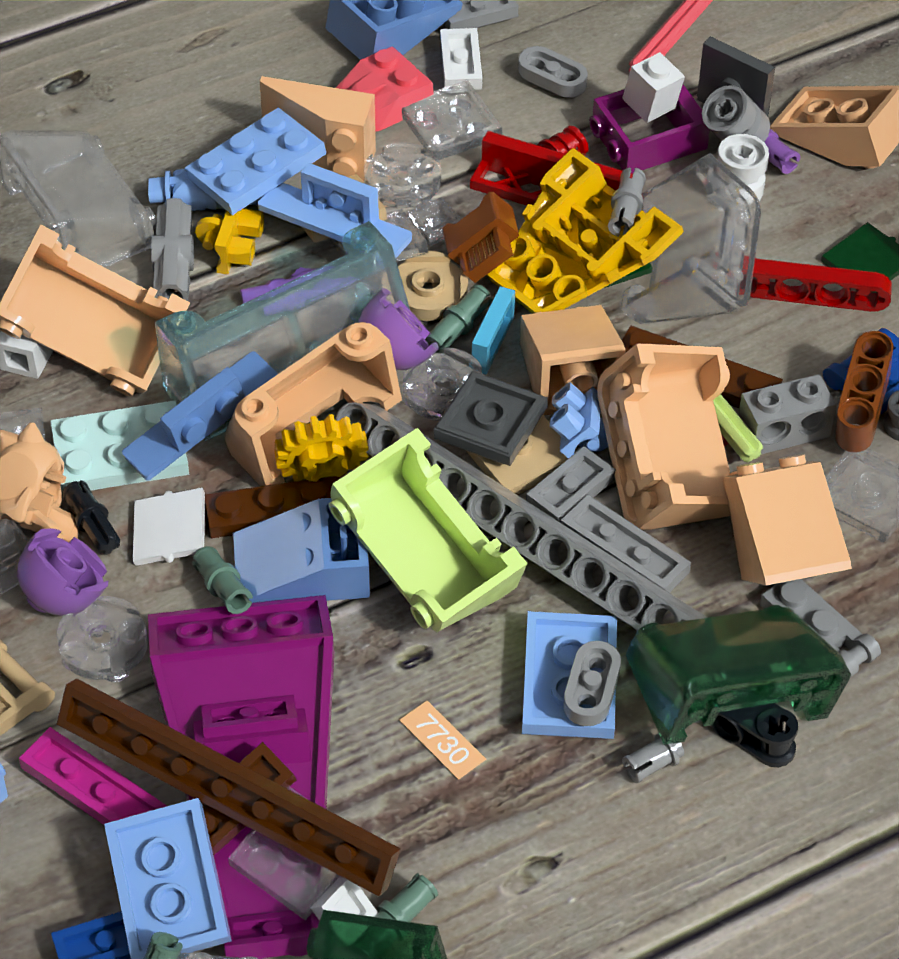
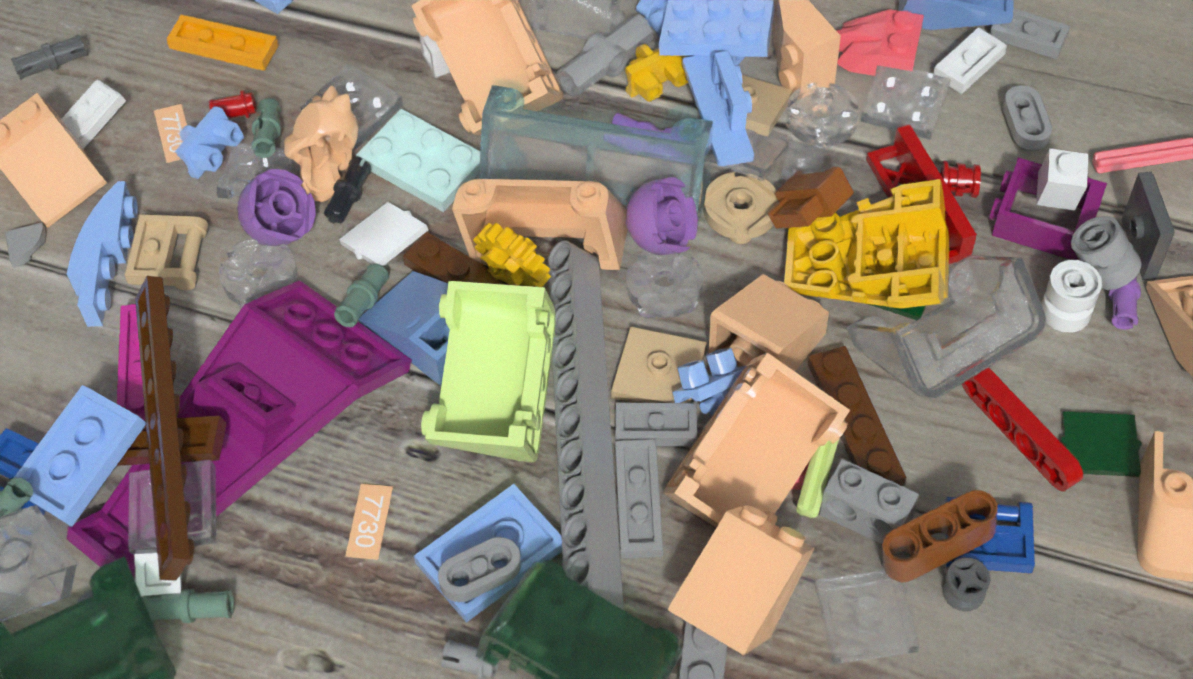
camera: 50 degrees right, 5 degrees up
(197, 416) = (451, 169): medium blue bracket -> none
(459, 319) = (731, 245): sand green pin -> none
(490, 418) = (654, 330): dark grey plate -> none
(494, 328) = (741, 270): medium azure tile -> none
(626, 201) = (935, 249): light grey pin -> none

